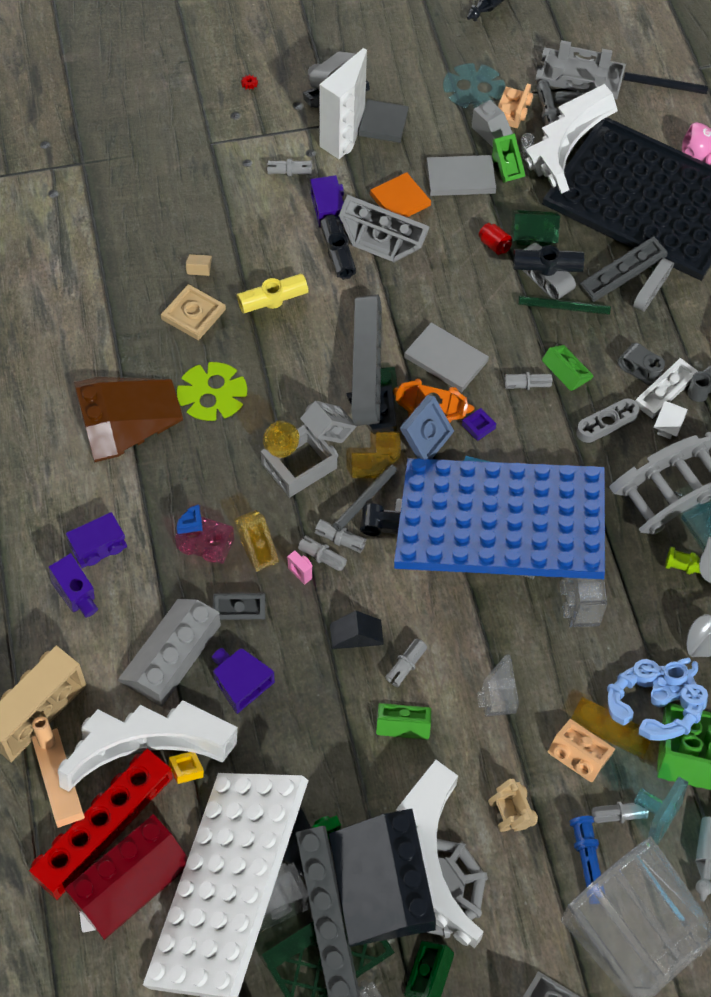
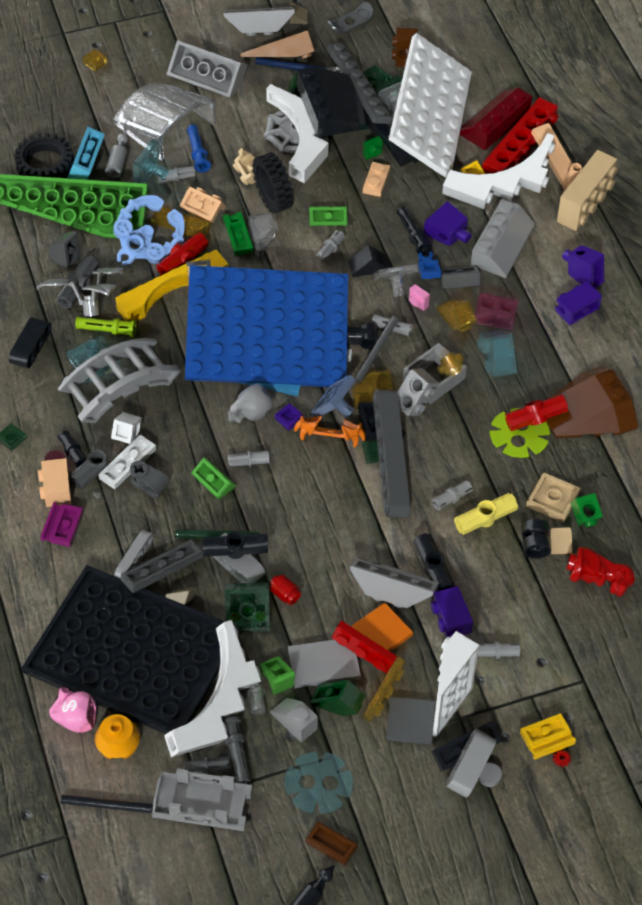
camera: 175 degrees right, 5 degrees down
(163, 282) = (591, 502): none -> green brick
(172, 225) = (595, 568): none -> red animal
(190, 521) = (508, 308): blue tile -> none
(204, 394) = (536, 412): none -> red piece
(216, 470) = (499, 351): none -> clear light blue brick
(225, 259) = (536, 538): none -> black wheel
(259, 93) = (547, 736): none -> yellow plate
(278, 614) = (428, 267): none -> blue plate
(286, 667) = (417, 235): none -> black pin
(305, 318) = (452, 495): none -> light grey pin
(322, 553) = (403, 310): light grey axle -> none
(326, 593) = (395, 275): none -> clear tile
(327, 779) = (376, 179): none -> light nougat plate
(406, 141) = (385, 690): none -> clear yellow plate
(422, 170) = (364, 647): none -> red plate
(446, 357) = (322, 476): light grey tile -> none
(451, 136) = (338, 697): none -> dark green slope
(467, 39) = (331, 843): none -> reddish brown tile
(483, 742) = (272, 182): none -> black tyre
(514, 104) = (275, 751): light nougat bracket -> none
(526, 431) = (251, 403): none -> light grey piece
(533, 696) = (237, 234): none -> green plate
(577, 635) = (138, 301): none -> yellow arch
(603, 241) = (182, 596): none -> dark tan slope
(603, 429) = (184, 425): light grey beam -> none
(608, 664) = (183, 253): none -> red piece
(661, 124) = (117, 737): none -> light orange cone

